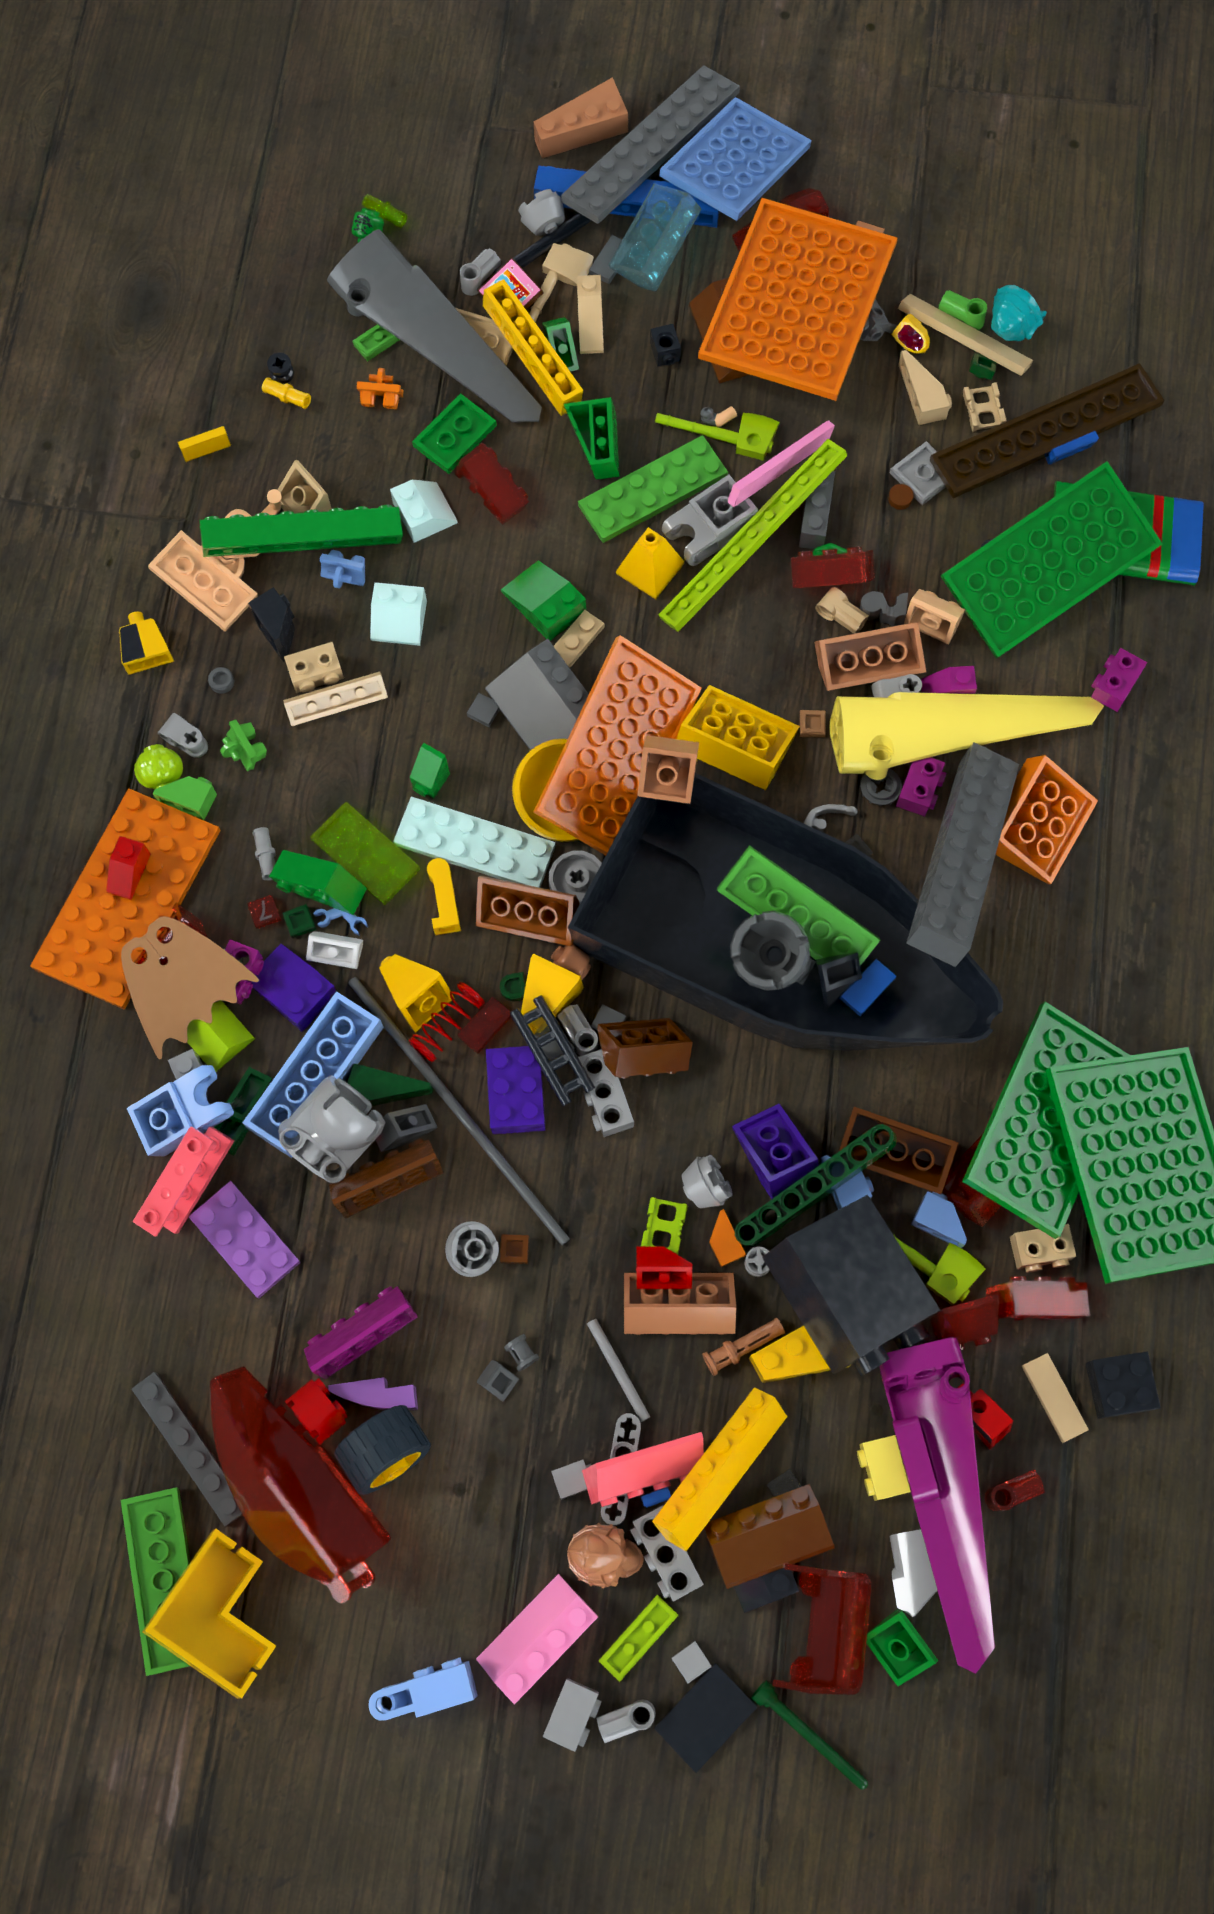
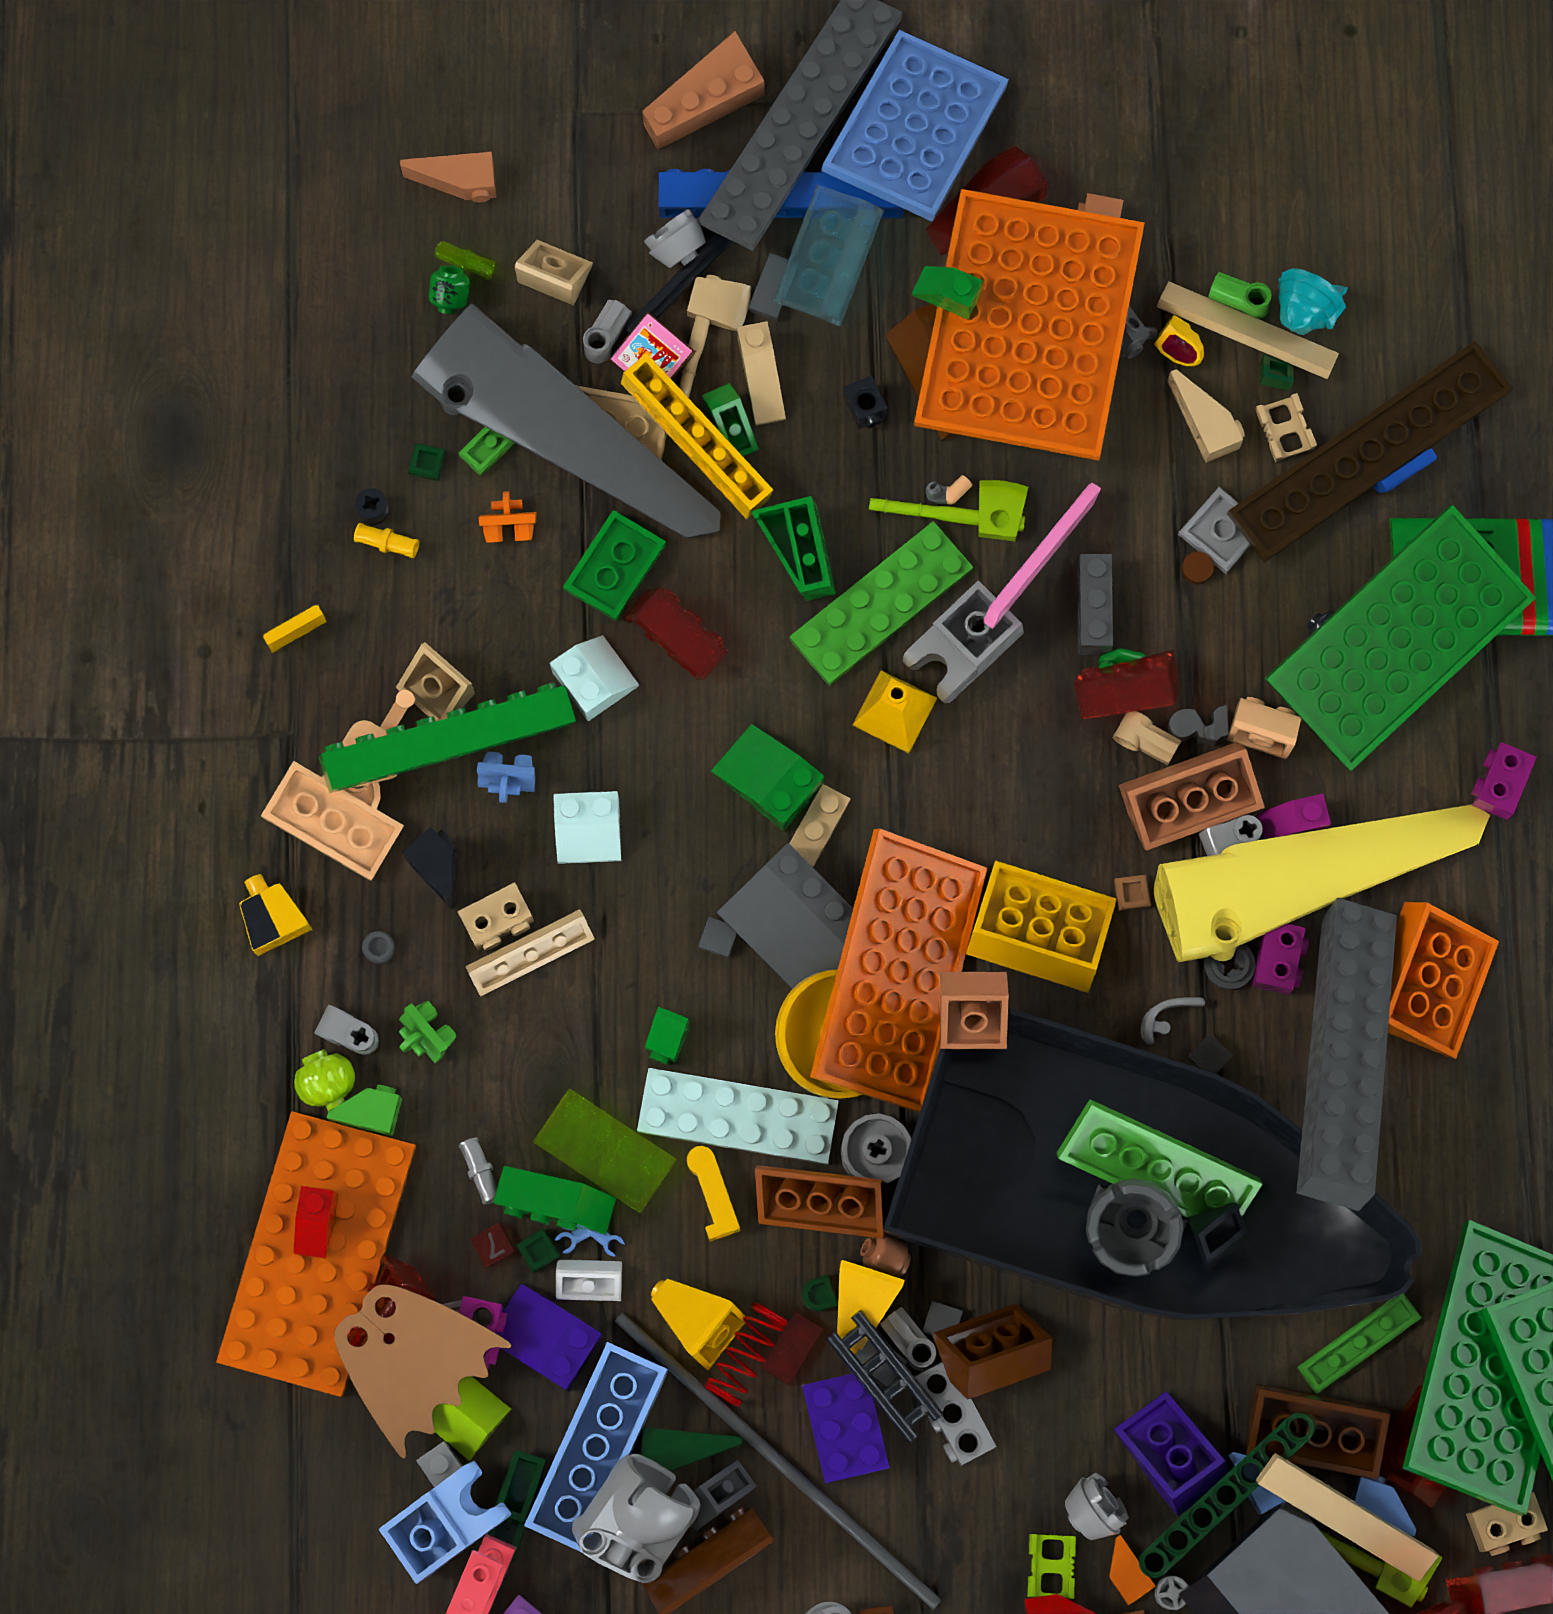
camera: 10 degrees left, 5 degrees up
(328, 344) = (427, 462): none -> dark green tile
(392, 152) = (460, 175): none -> nougat slope
(446, 227) = (552, 271): none -> tan slope
(741, 261) = (949, 289): none -> green slope
(752, 535) = (1021, 657): lime plate -> none
(869, 988) = (1261, 1230): blue tile -> none
(910, 1218) = (1347, 1517): none -> tan tile
(941, 1089) = (1358, 1342): none -> bright green tile

